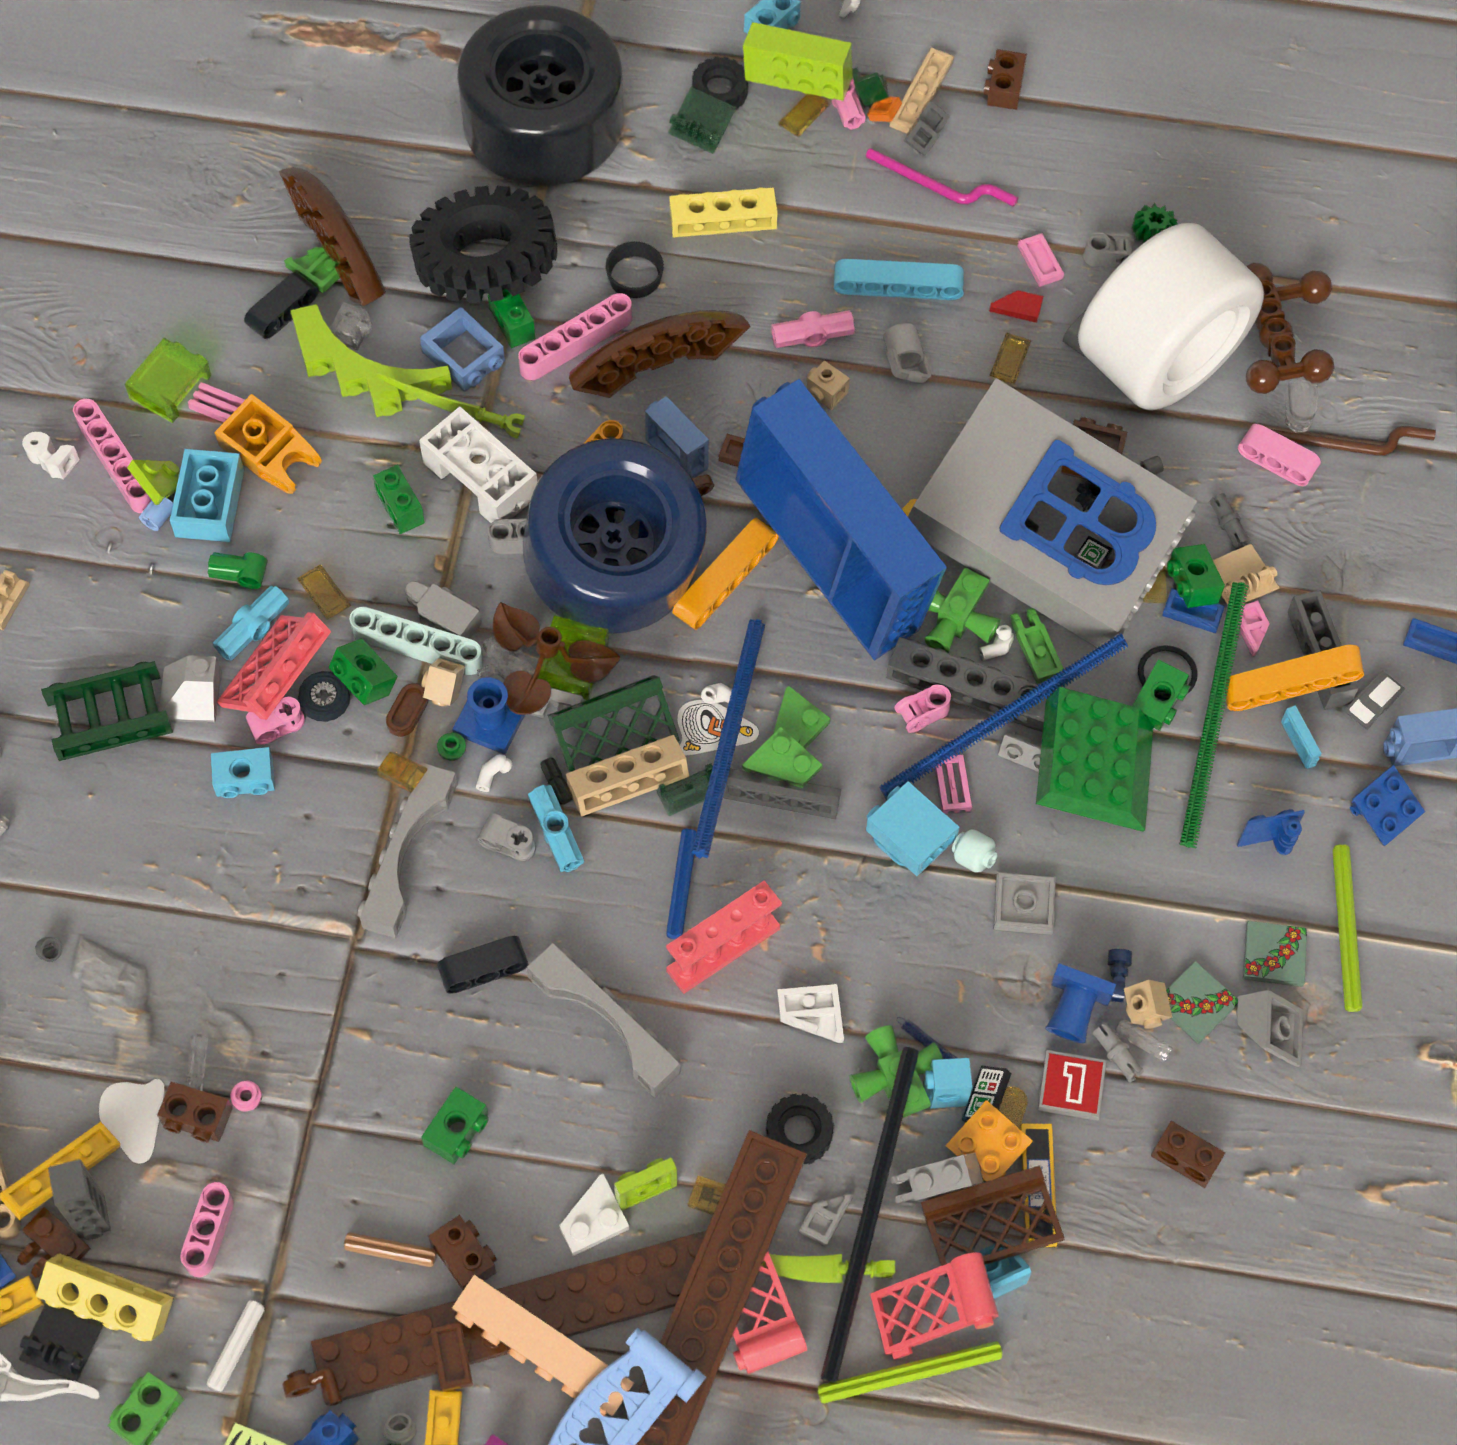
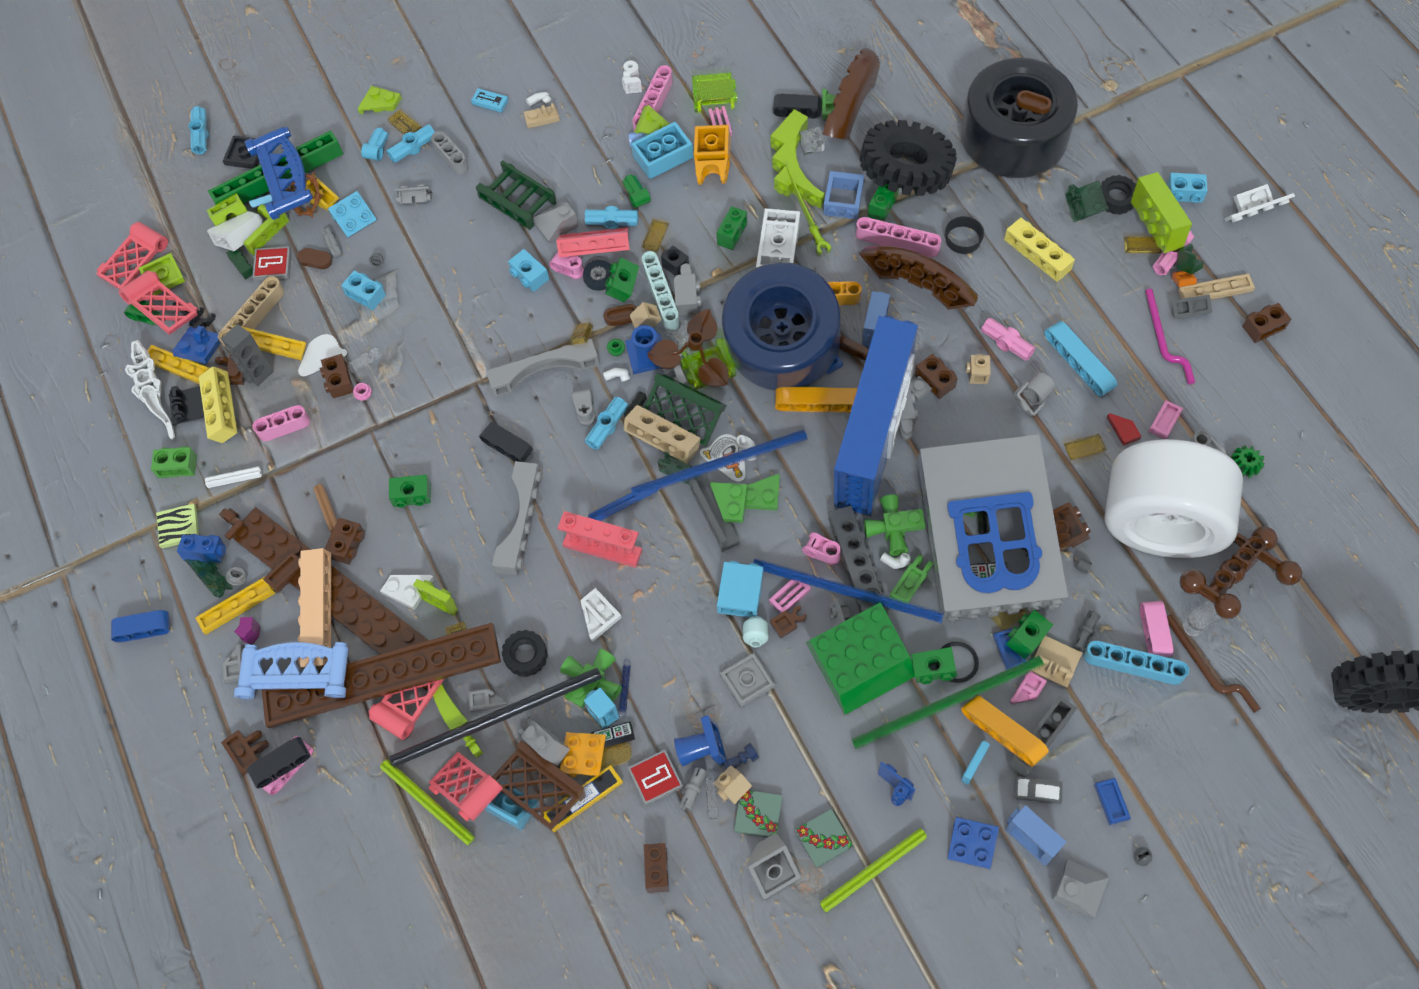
camera: 60 degrees right, 0 degrees up
(85, 1003) = (363, 290): none -> medium azure brick
(386, 585) = (674, 254): none -> black brick
(558, 61) = (1033, 102): none -> reddish brown tile
(986, 811) = (786, 623): none -> reddish brown plate
(1307, 491) = (1145, 660): none -> medium azure beam

